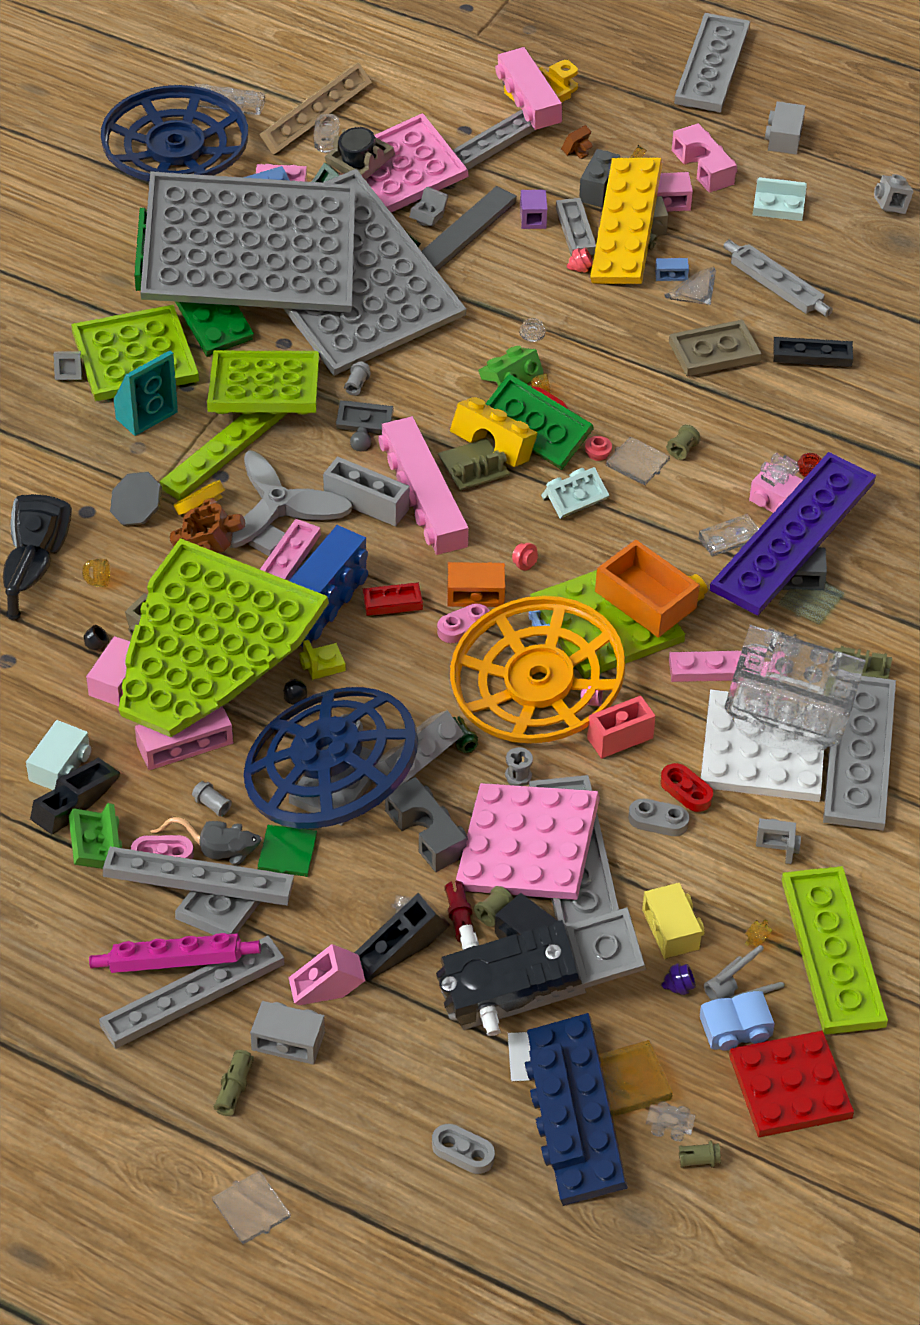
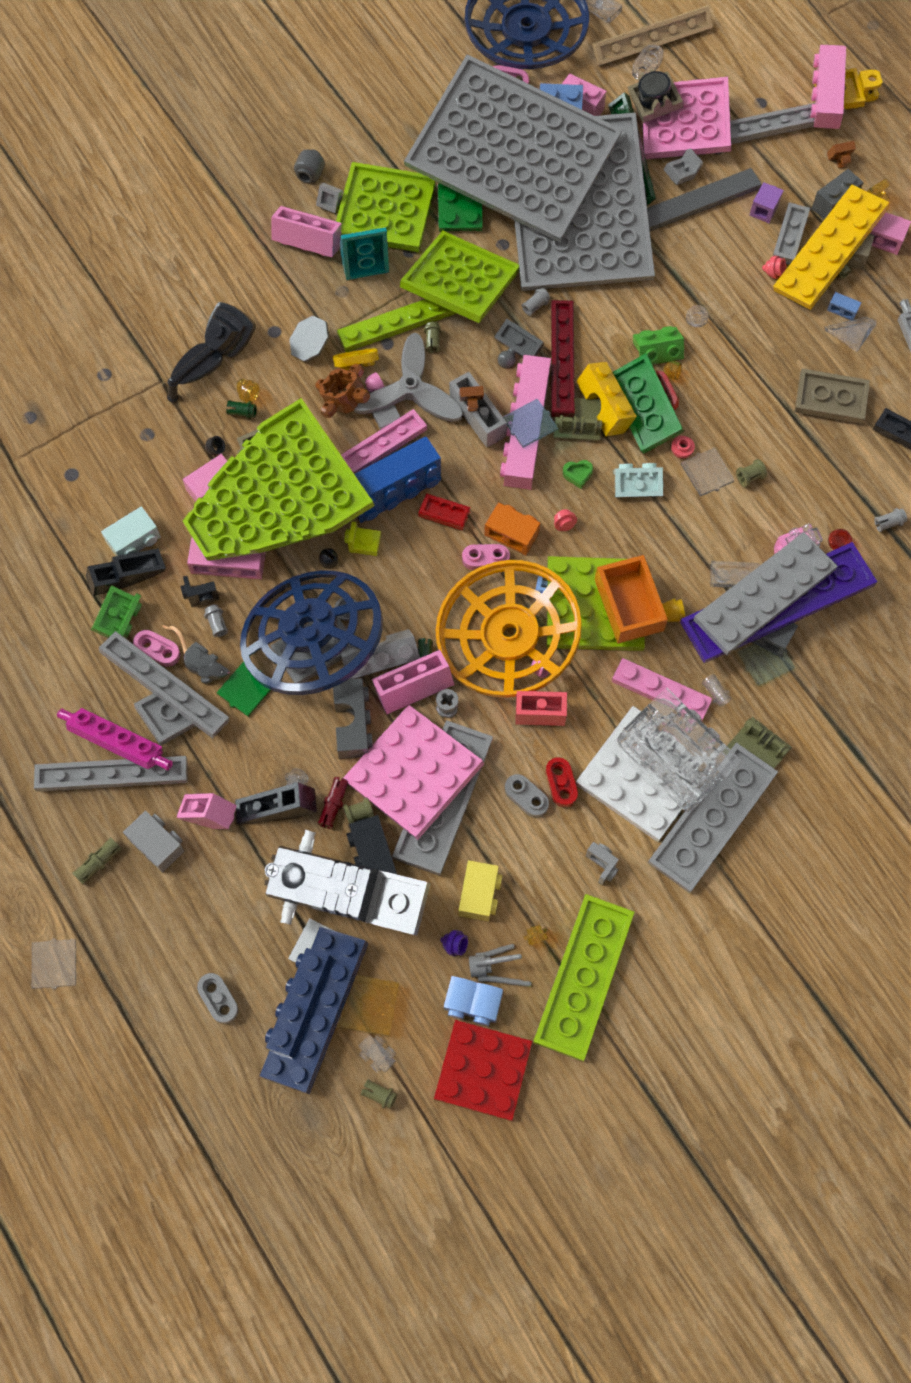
camera: 30 degrees right, 20 degrees up
(24, 345) = (309, 166): none -> dark grey head
(65, 402) = (306, 231): none -> bright pink brick
(103, 592) = (243, 409): none -> dark green pin
(176, 780) = (201, 594): none -> black bracket
(236, 507) = (373, 382): none -> bright pink hinge
(266, 444) = (432, 333): none -> olive pin
(359, 472) = (471, 395): none -> dark orange tile
(411, 403) = (562, 359): none -> dark red tile
(433, 479) = (530, 423): none -> clear light blue piece
(470, 759) = (413, 681): none -> bright pink brick
(507, 511) = (578, 472): none -> bright green tile
(777, 527) = (765, 593): none -> light grey plate
(850, 425) = (897, 517): none -> light grey pin

